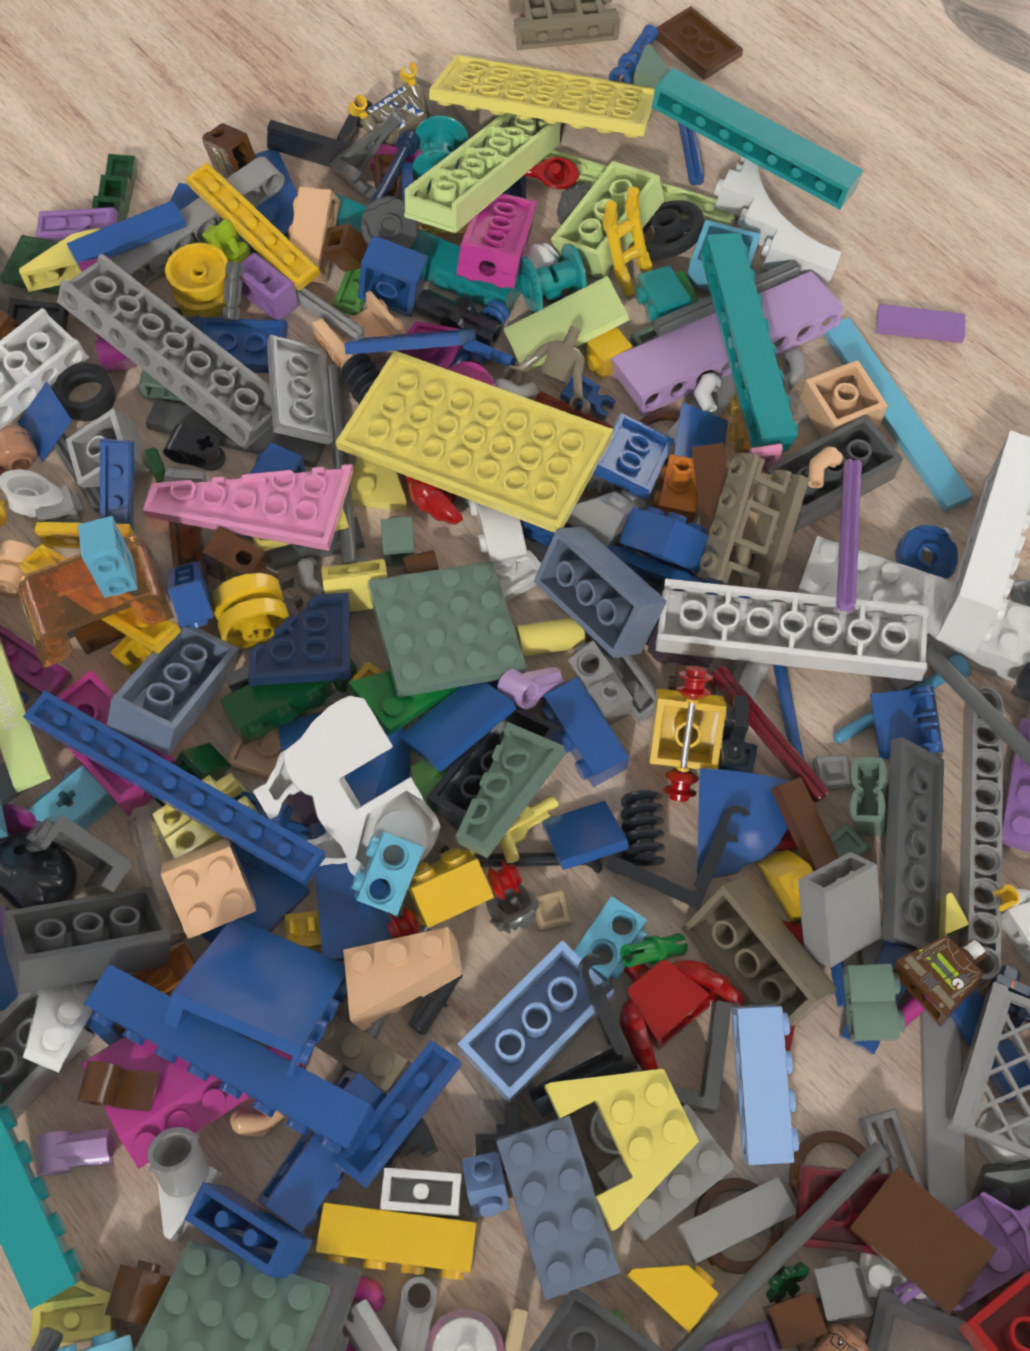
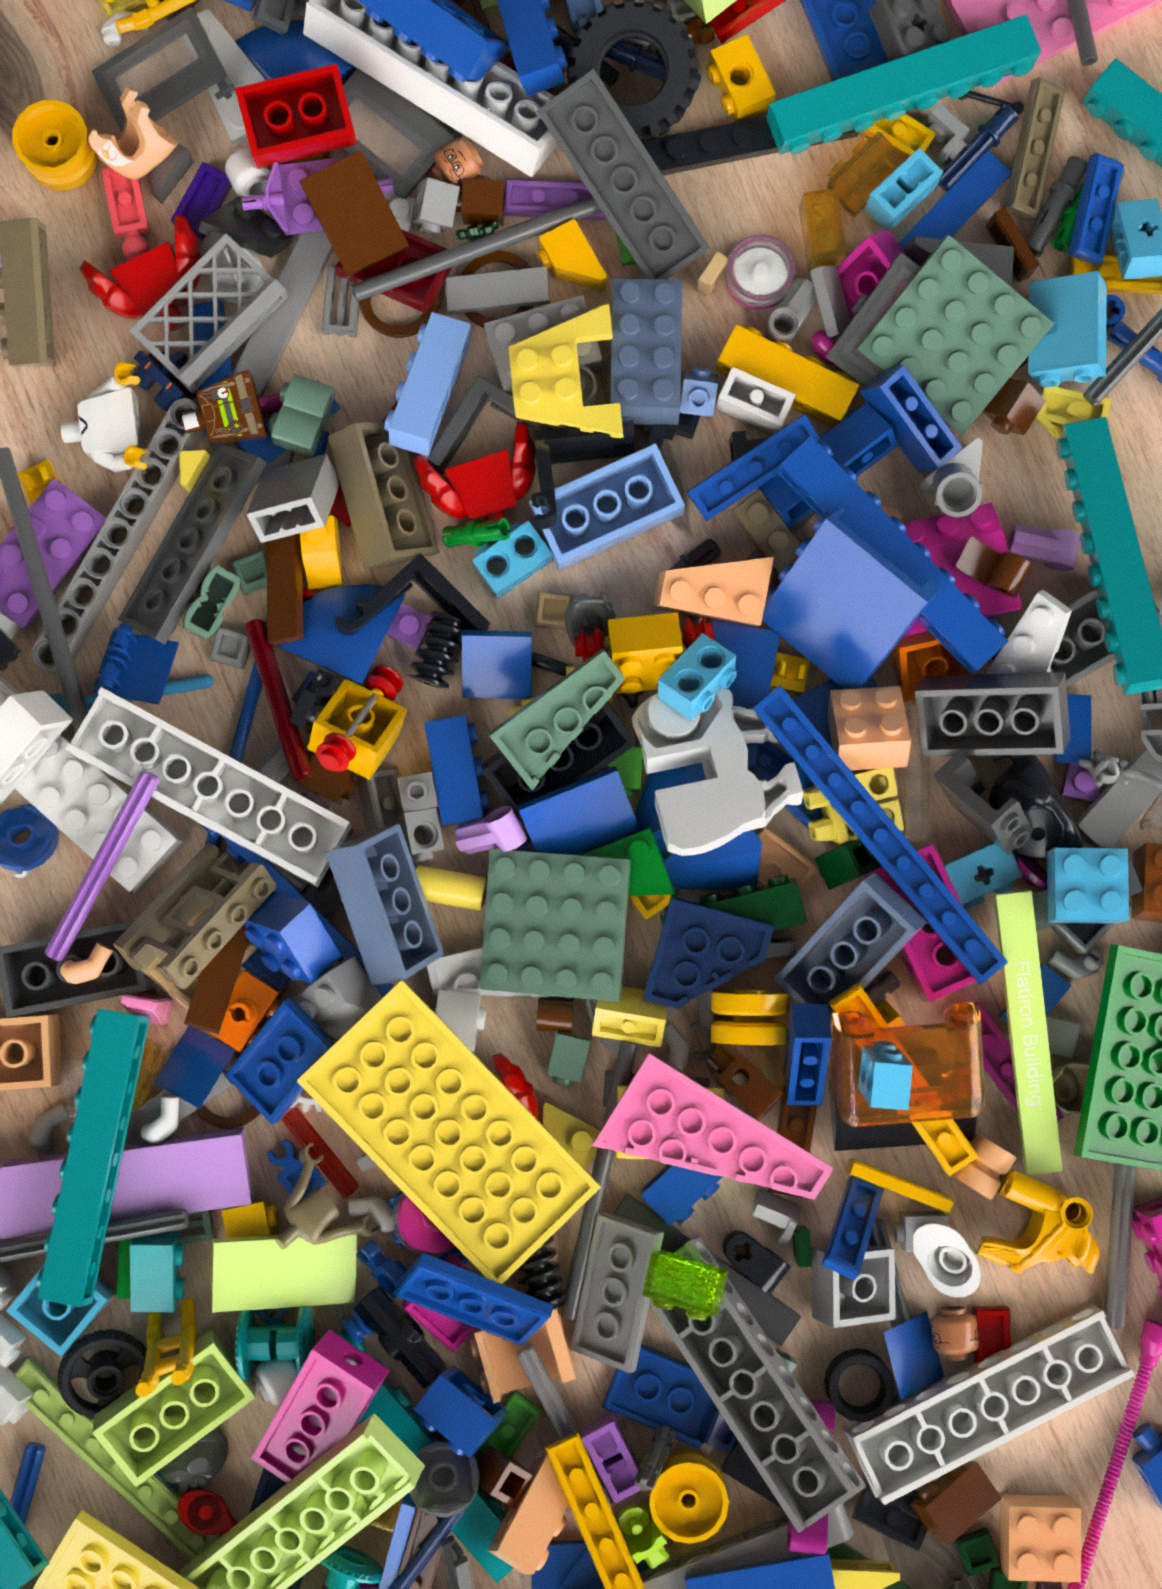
camera: 160 degrees left, 20 degrees up
(243, 394) = (684, 1284): none -> clear neon green brick
(680, 847) = (409, 626): none -> medium lavender plate

